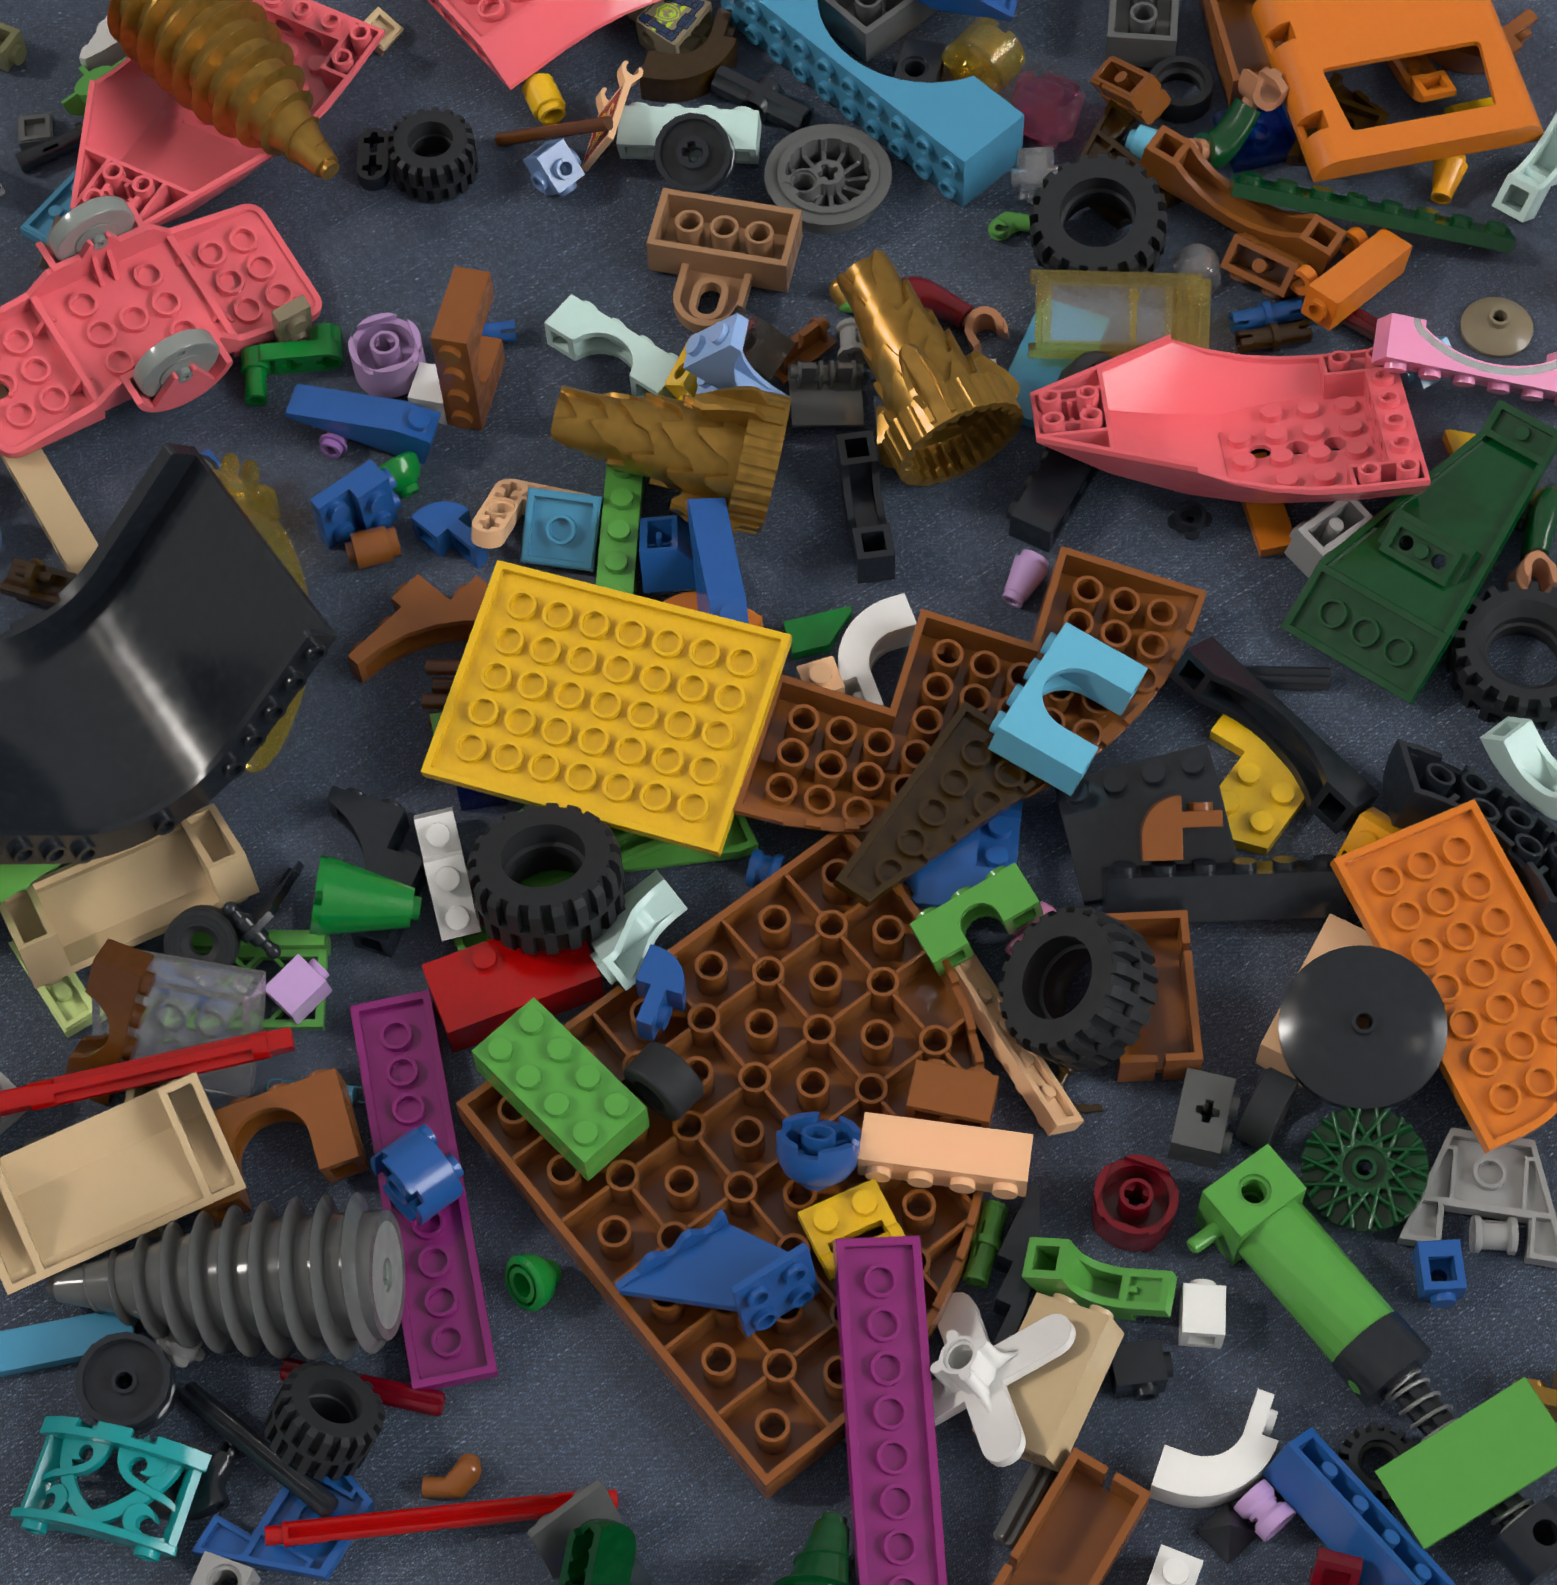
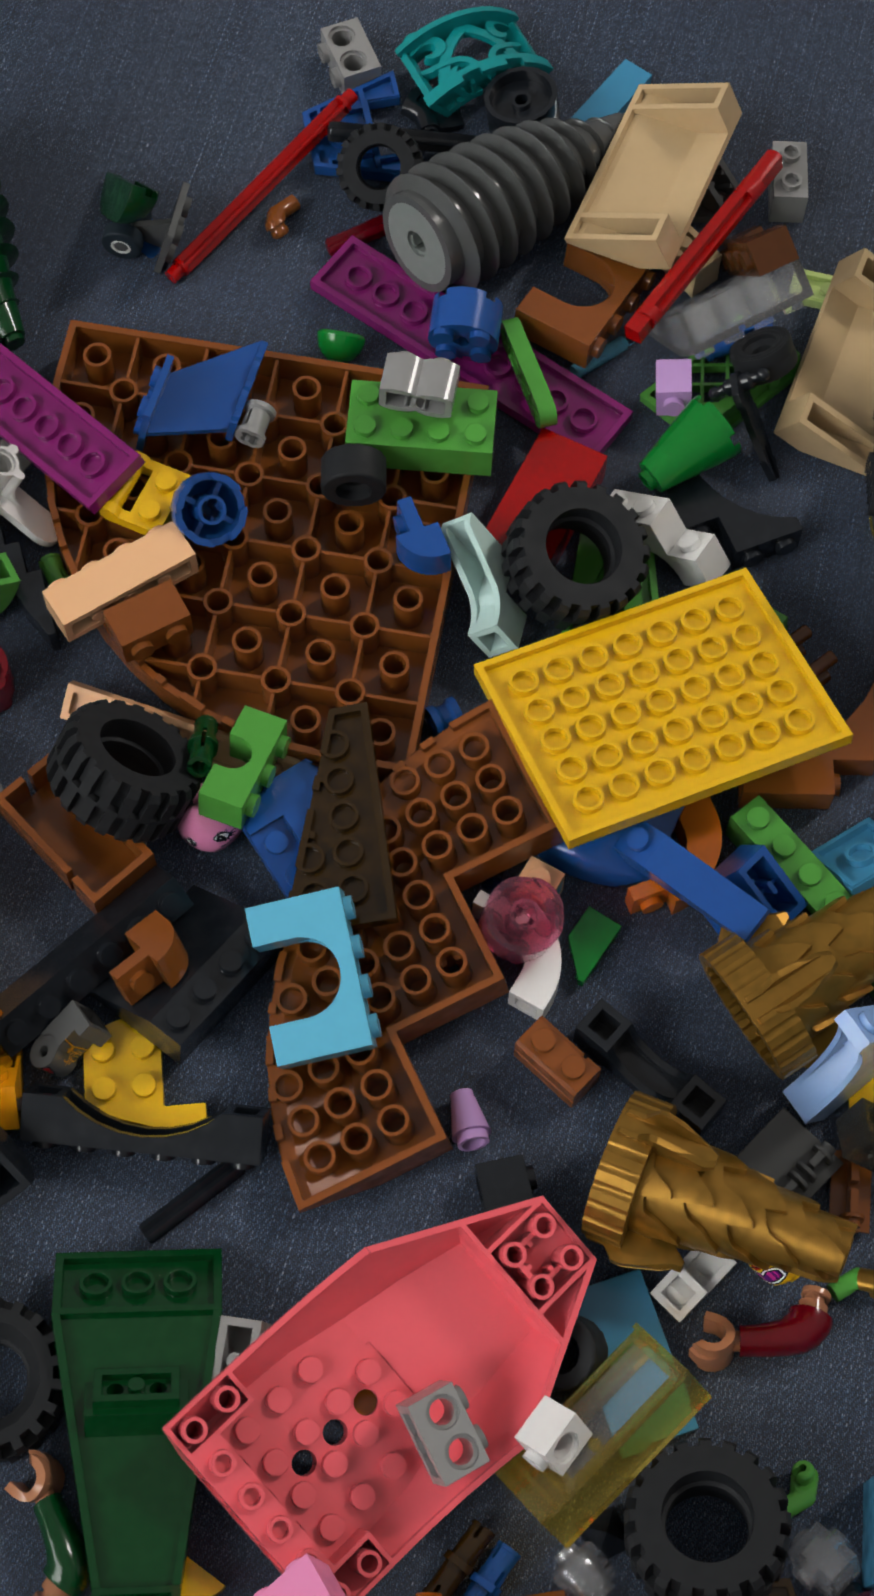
camera: 135 degrees right, 5 degrees up
(410, 1085) = (528, 373): none -> bright green beam
(541, 1085) = (419, 384): none -> light grey brick
(695, 1214) = (255, 423): none -> light grey bush
(868, 639) = (513, 899): none -> clear pink brick
(924, 563) = (556, 1061): none -> dark orange brick
(995, 960) = (209, 743): none -> dark green pin
(1159, 316) = (552, 1436): none -> white brick
(1227, 376) = (434, 1439): none -> light grey brick
(1270, 840) = (68, 1039): none -> dark grey leg

